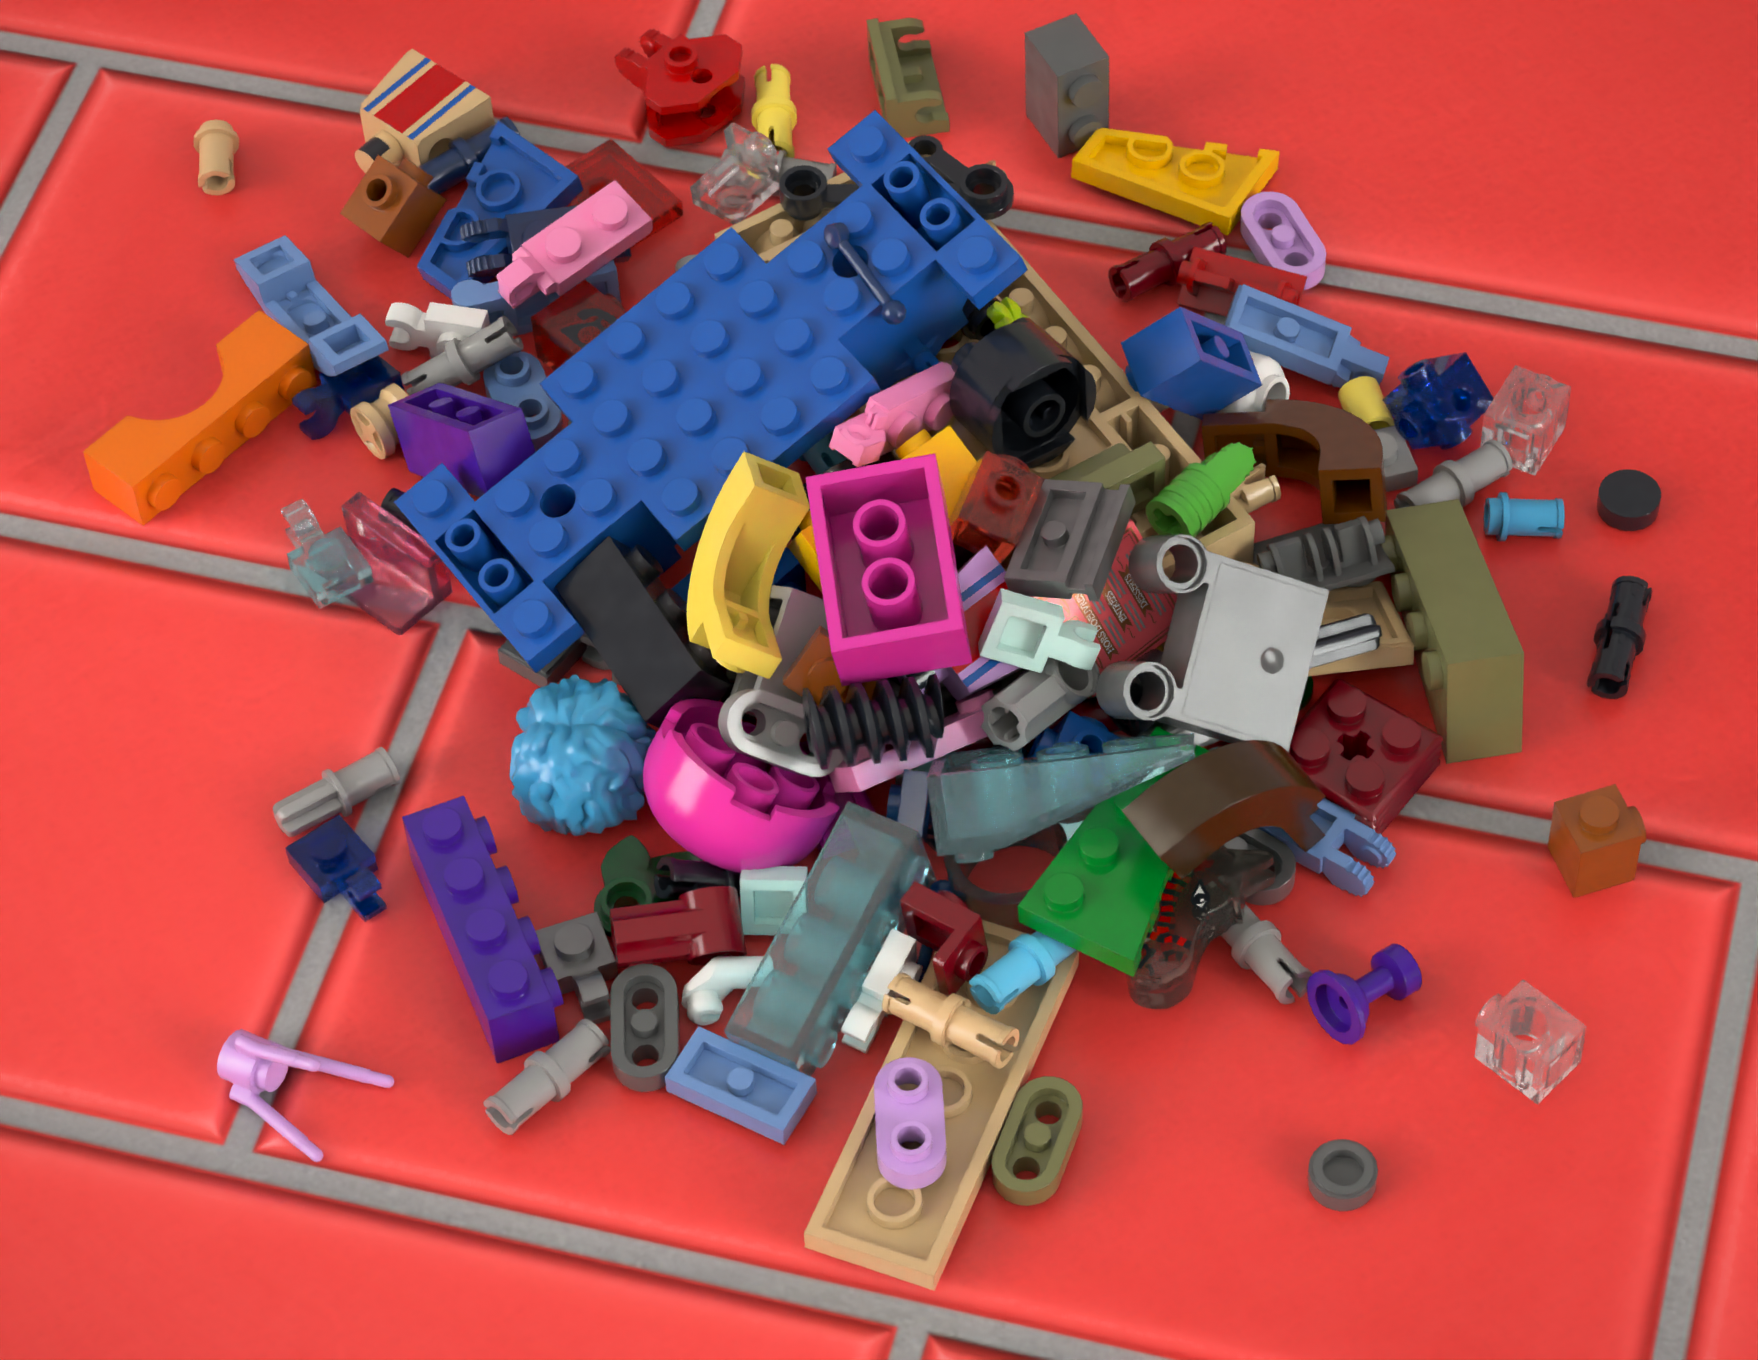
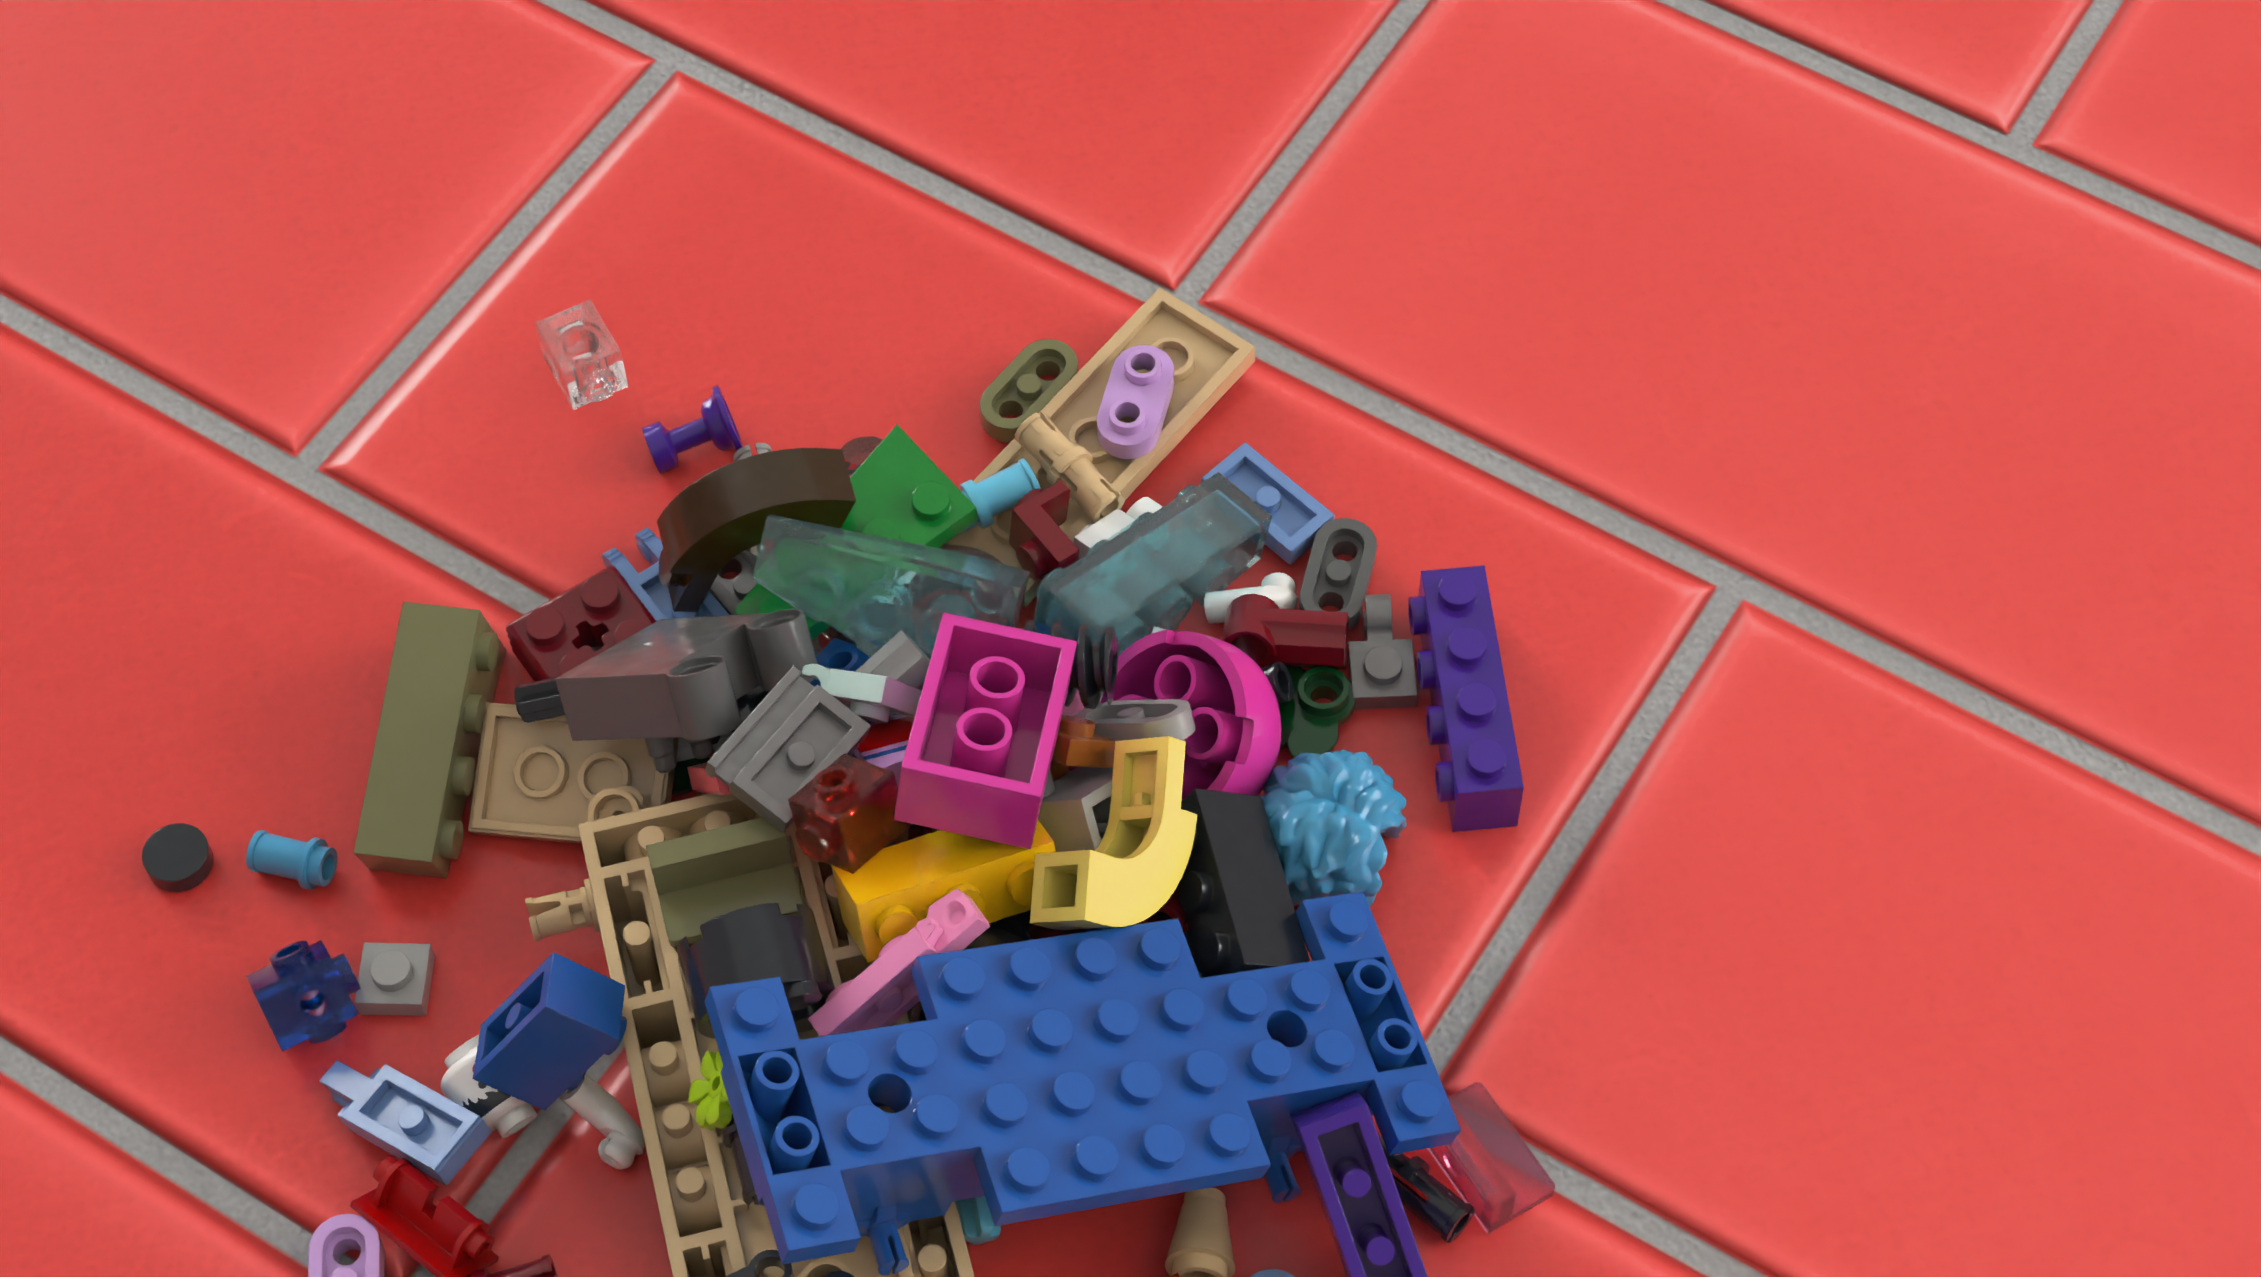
camera: 165 degrees left, 5 degrees up
(262, 1065) = (1701, 632): lavender plant -> none
(323, 563) = (1546, 1174): clear light blue plate -> none
(336, 793) = (1579, 897): light grey axle -> none
(338, 862) = (1591, 827): clear blue plate -> none
(547, 1076) = (1438, 552): light grey pin -> none
(837, 236) = (868, 1011): dark blue hinge -> none
(1200, 491) = (625, 831): bright green hinge -> none
(1312, 445) = (441, 929): reddish brown arch -> none
(1328, 554) = (517, 841): dark grey hinge -> none
(1342, 1175) = (788, 312): dark grey tile -> none
(1364, 399) = (375, 1033): light yellow hinge -> none
(1460, 478) = (340, 914): light grey pin -> none
(1527, 417) = (220, 936): clear brick -> none
(1596, 840) = (425, 500): dark orange brick -> none
(1619, 637) = (250, 737): black pin -> none

